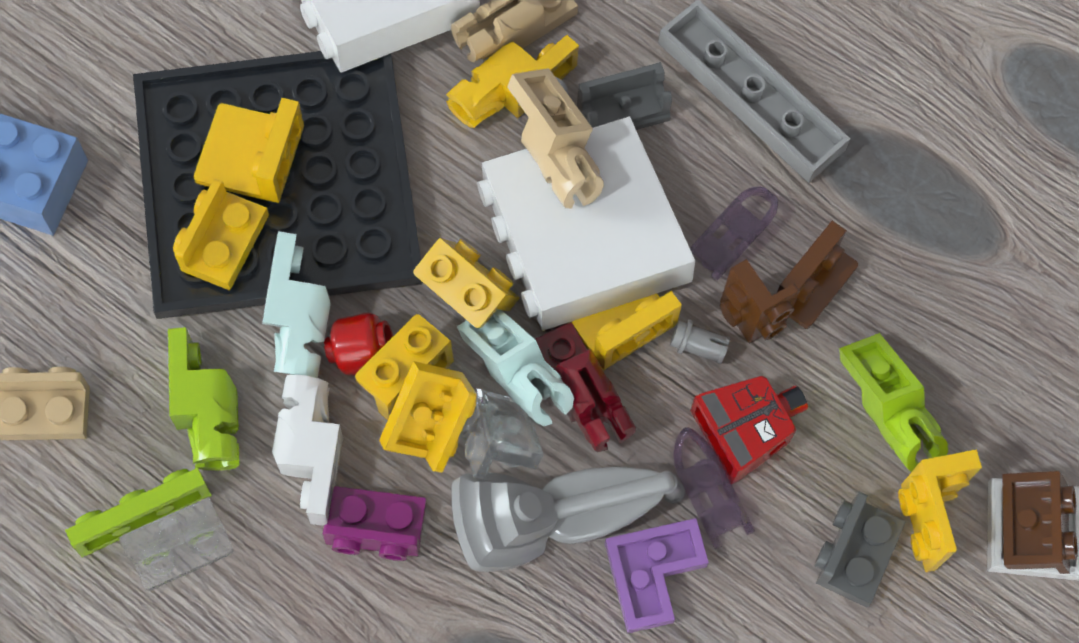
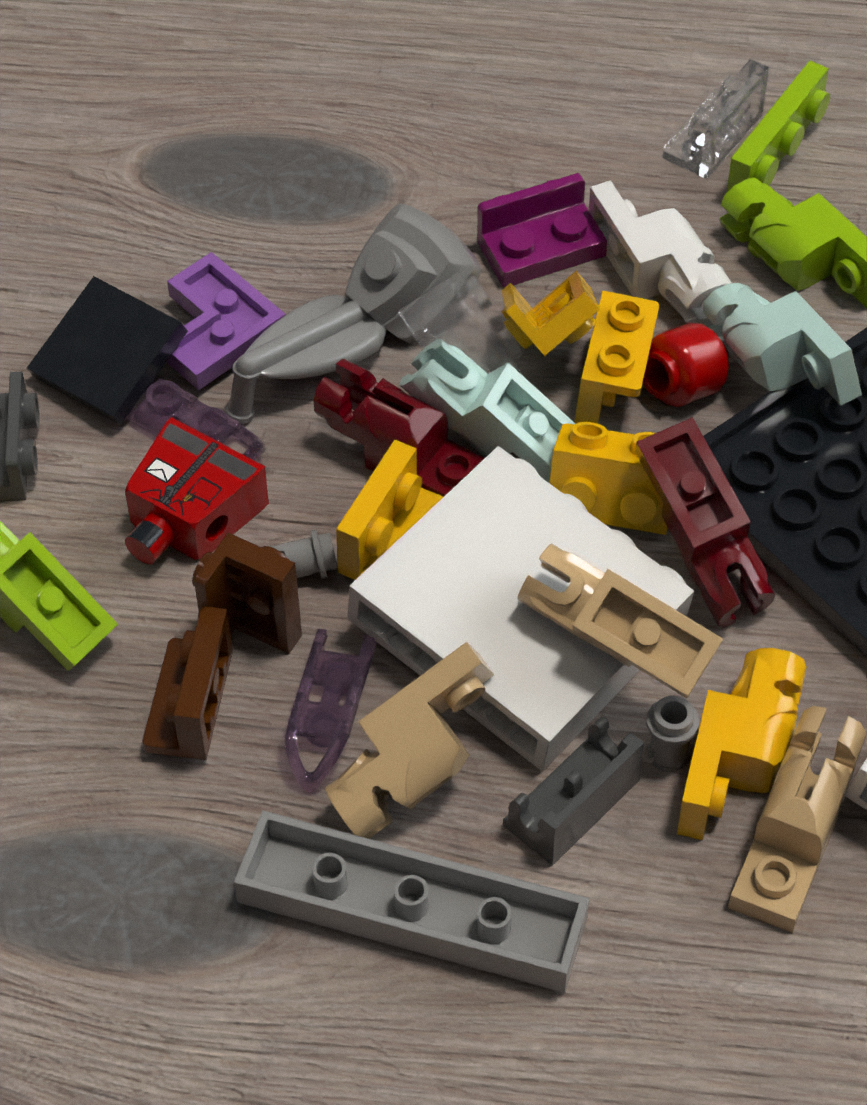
camera: 155 degrees right, 15 degrees down
(444, 201) = (705, 519): none -> dark red plate
(709, 155) = (412, 743): none -> tan plate
(748, 578) = (107, 350): none -> black tile

